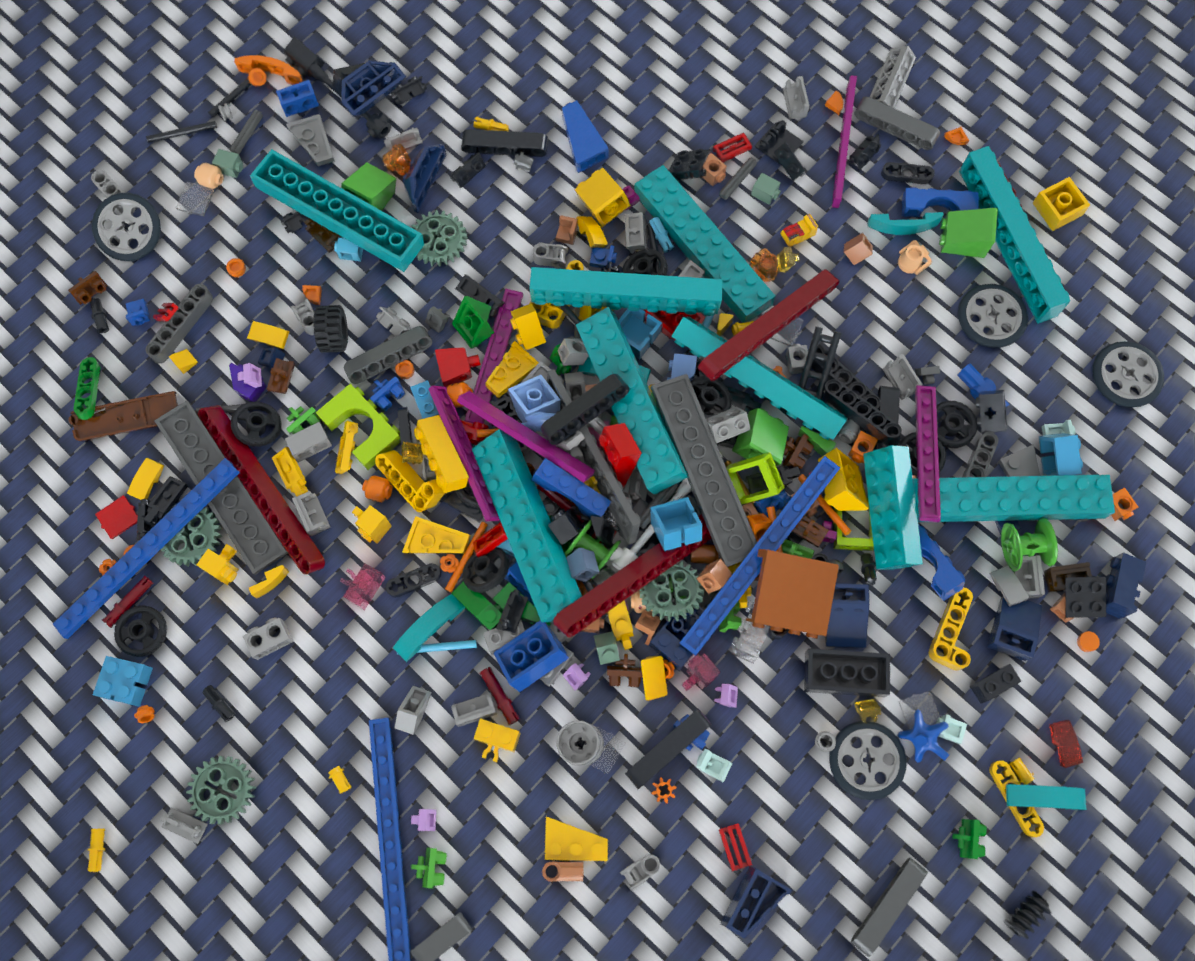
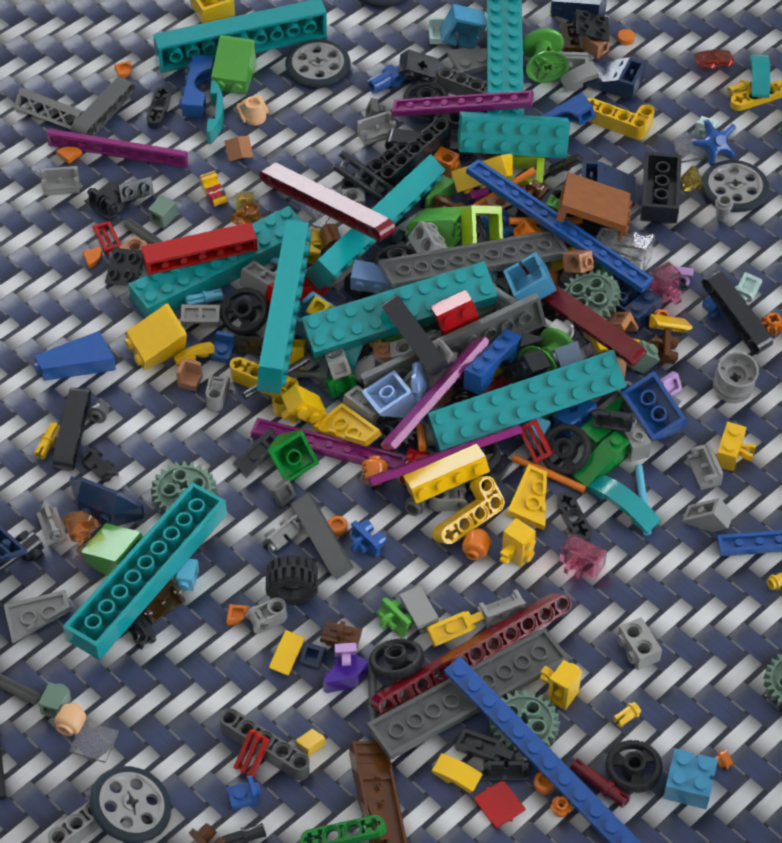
camera: 90 degrees left, 20 degrees down
(198, 630) = (627, 714): none -> yellow pin
(218, 703) = (709, 689): black axle -> none
(236, 267) = (194, 693): orange tile -> none
(273, 577) = (574, 640): yellow slope -> none
(346, 447) = (429, 575): yellow hinge -> none
(351, 403) = (415, 541): lime arch -> none
(404, 425) = (405, 521): black beam -> none
(412, 453) = (442, 506): clear yellow tile -> none
(424, 400) = (382, 500): dark azure brick -> none
(449, 558) = (556, 491): orange plate -> none
(455, 365) = (339, 477): red torso -> none
(504, 704) = (684, 449): dark red pin -> none
(639, 330) = (318, 305): none -> yellow slope
(702, 216) = (199, 248): none -> red brick
(707, 137) = (92, 256): none -> orange tile
(869, 147) = (126, 130): black hinge -> none
(995, 683) = (666, 94): black brick -> none

